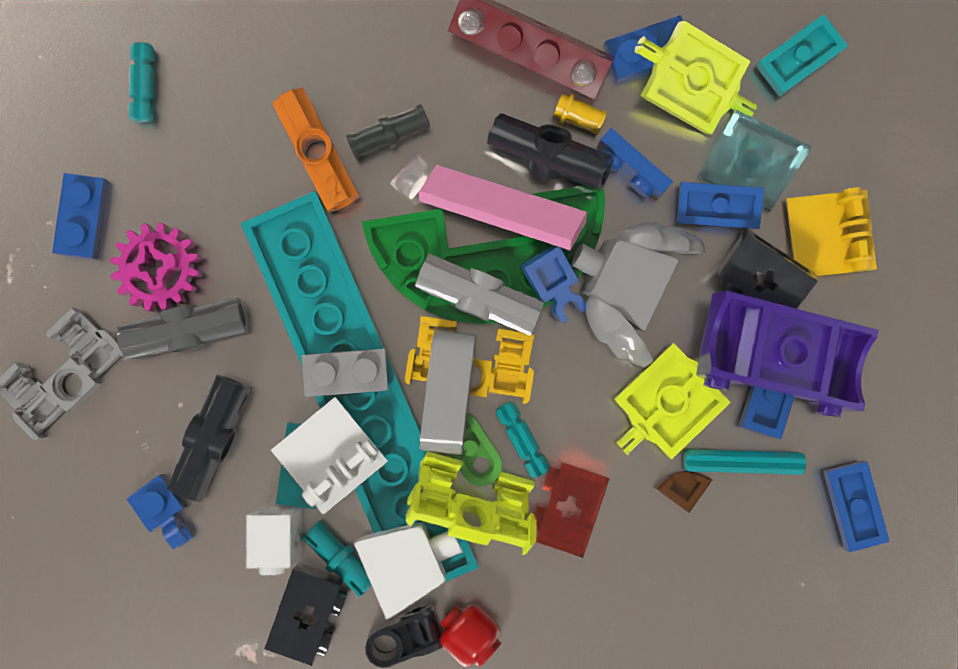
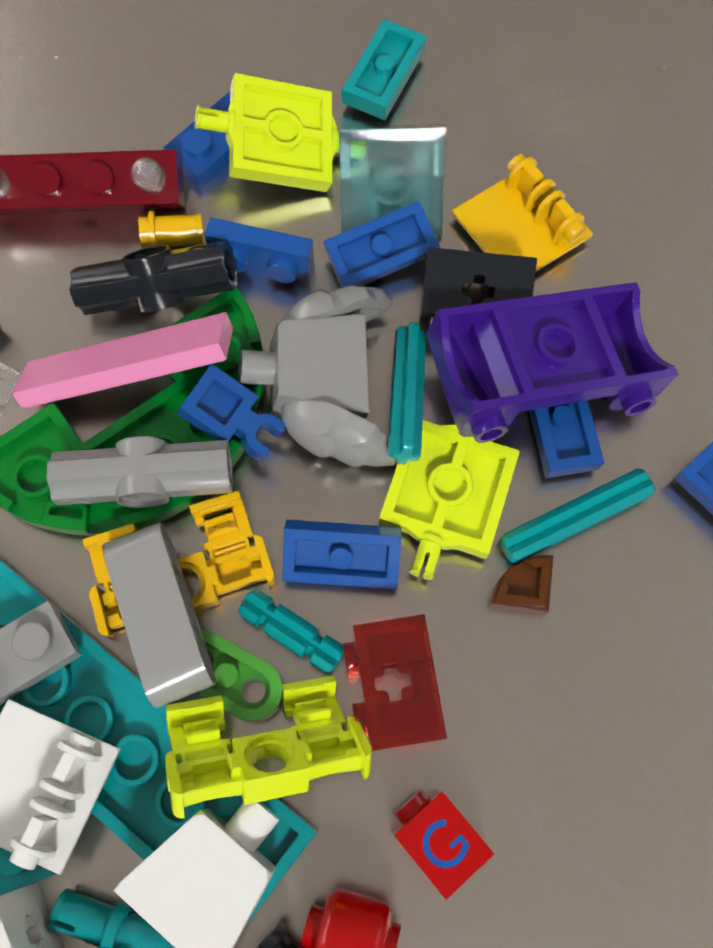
camera: 30 degrees left, 15 degrees down
(547, 609) = (440, 840): none -> red brick
(579, 409) = (341, 554): none -> blue plate
(679, 323) = (407, 394): none -> teal axle

